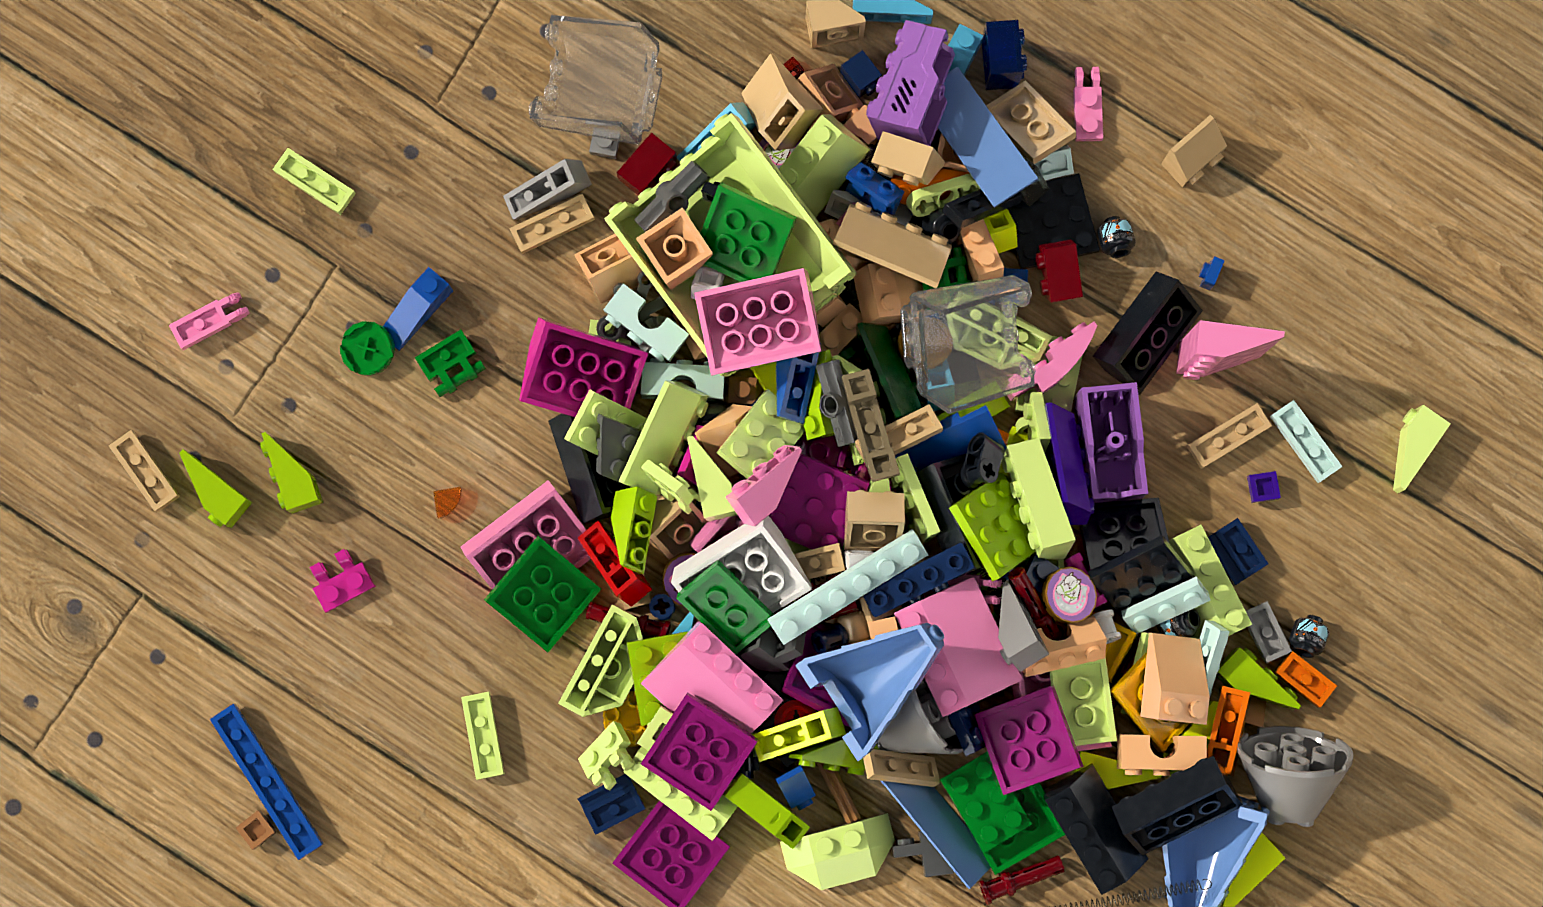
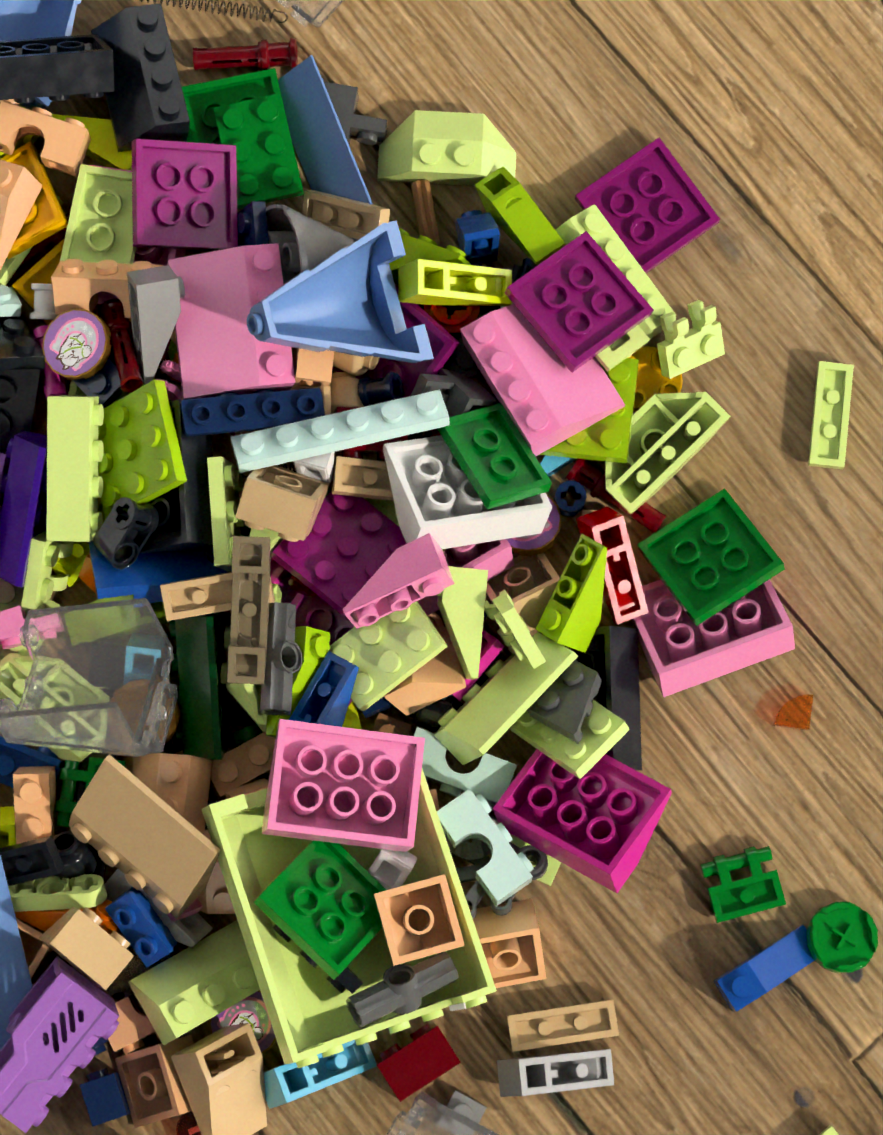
camera: 165 degrees left, 0 degrees up
(609, 807) = (703, 281): dark blue plate -> none

